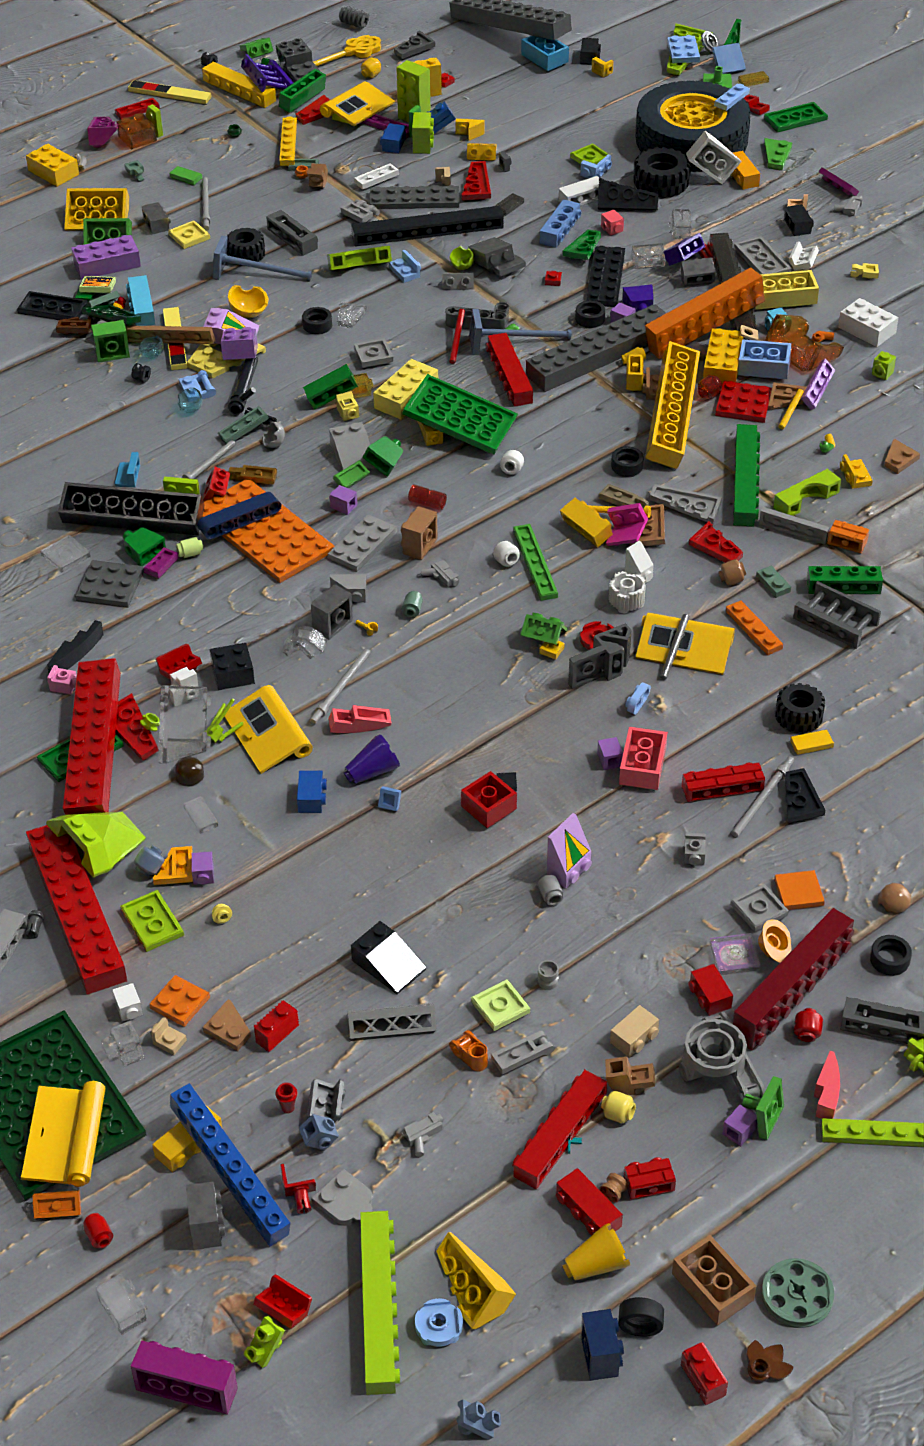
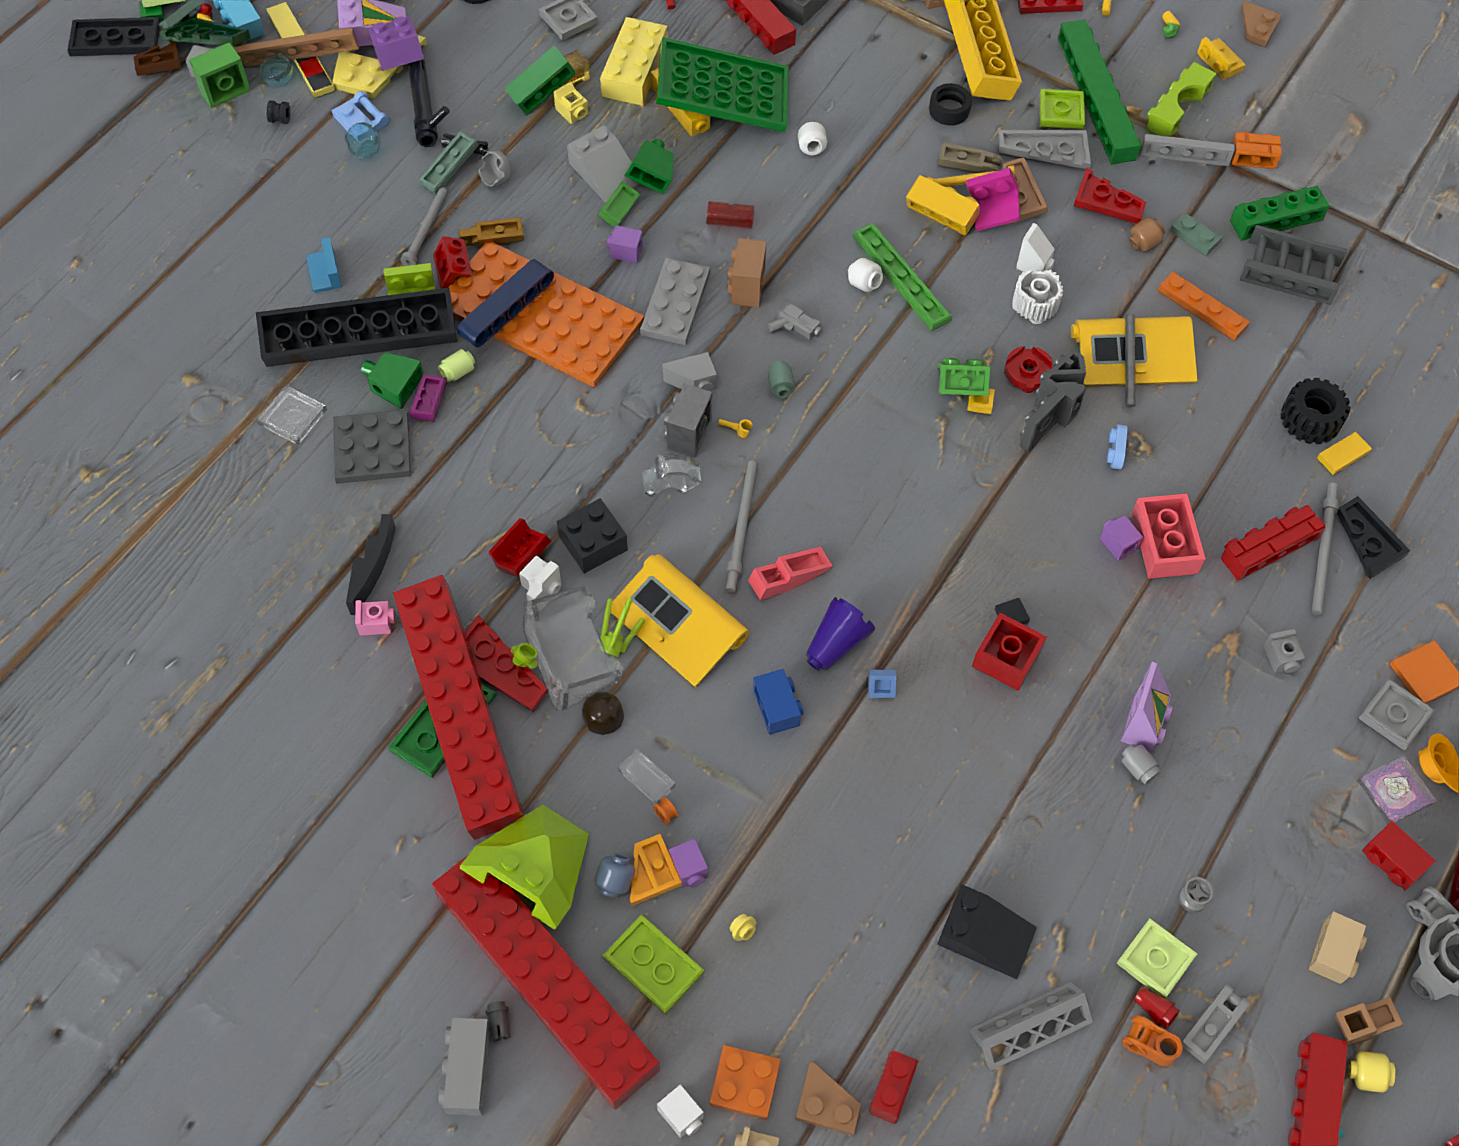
camera: 20 degrees left, 15 degrees up
(202, 835) = (665, 810): none -> orange bush
(486, 1033) = (1157, 1008): none -> red cone
(712, 481) = (1062, 108): none -> lime plate

